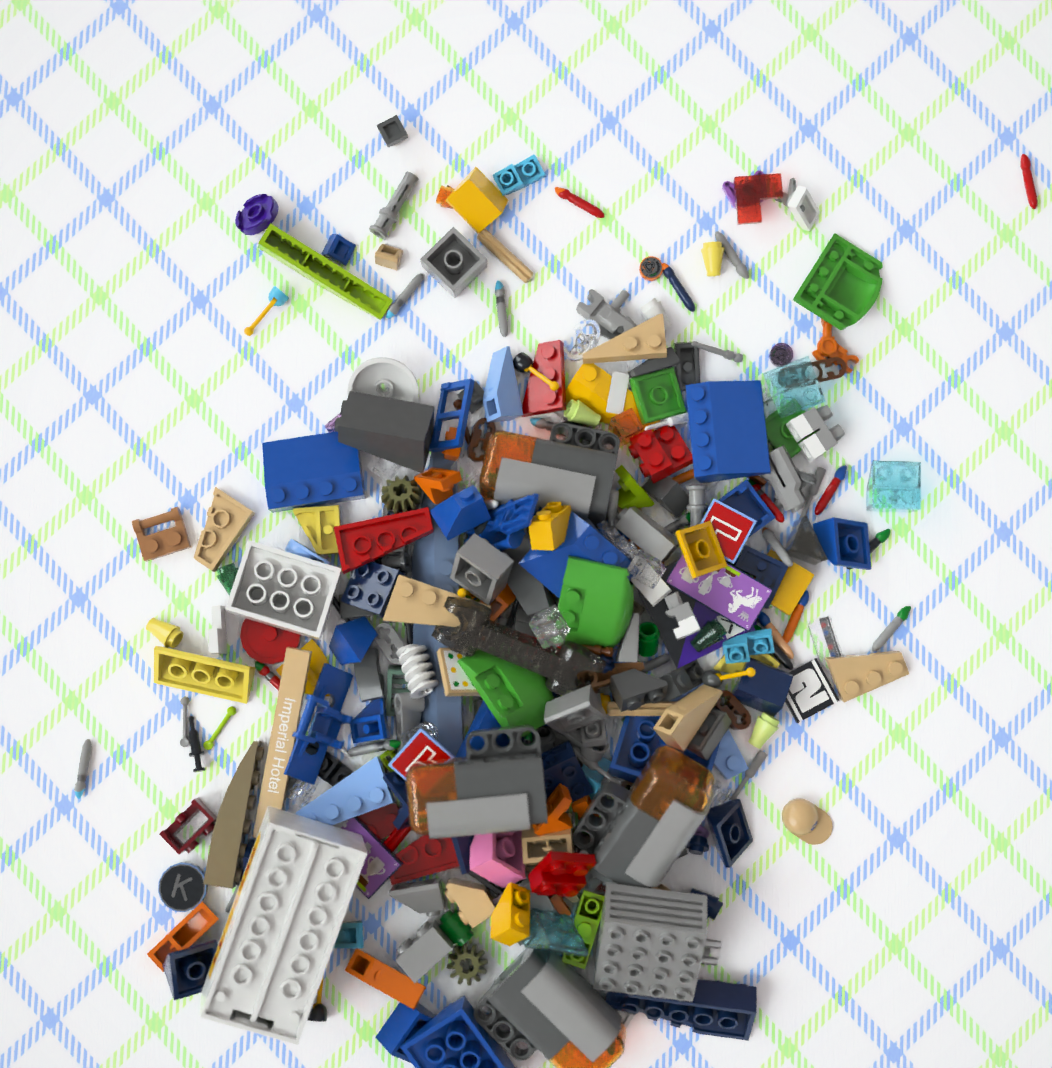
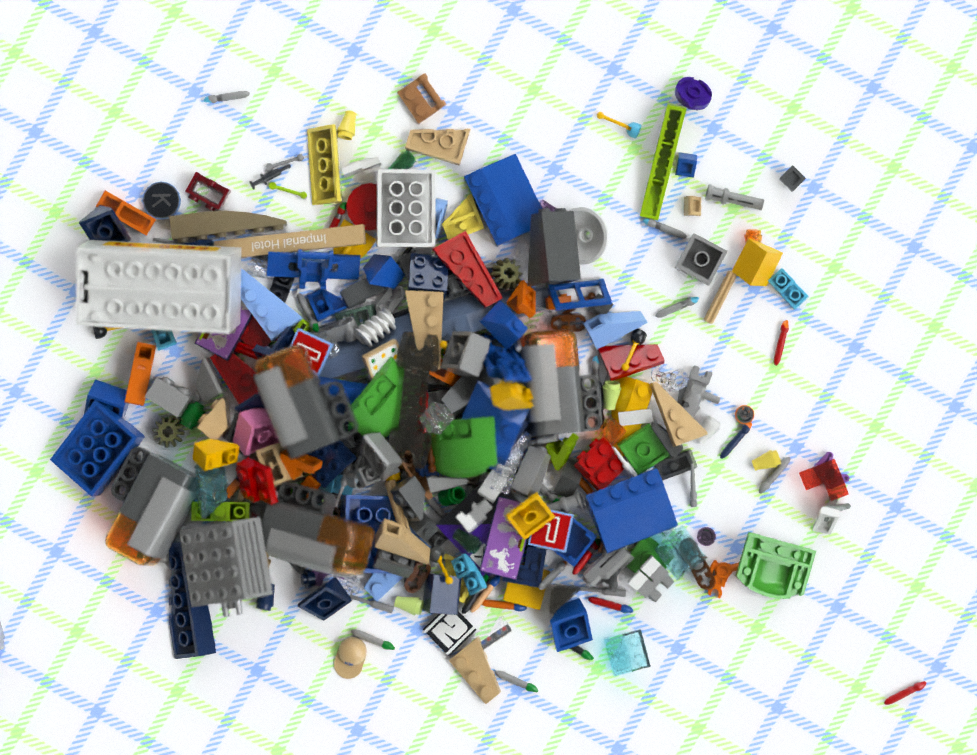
camera: 70 degrees right, 5 degrees up
(803, 774) = (372, 639): none -> light grey piece

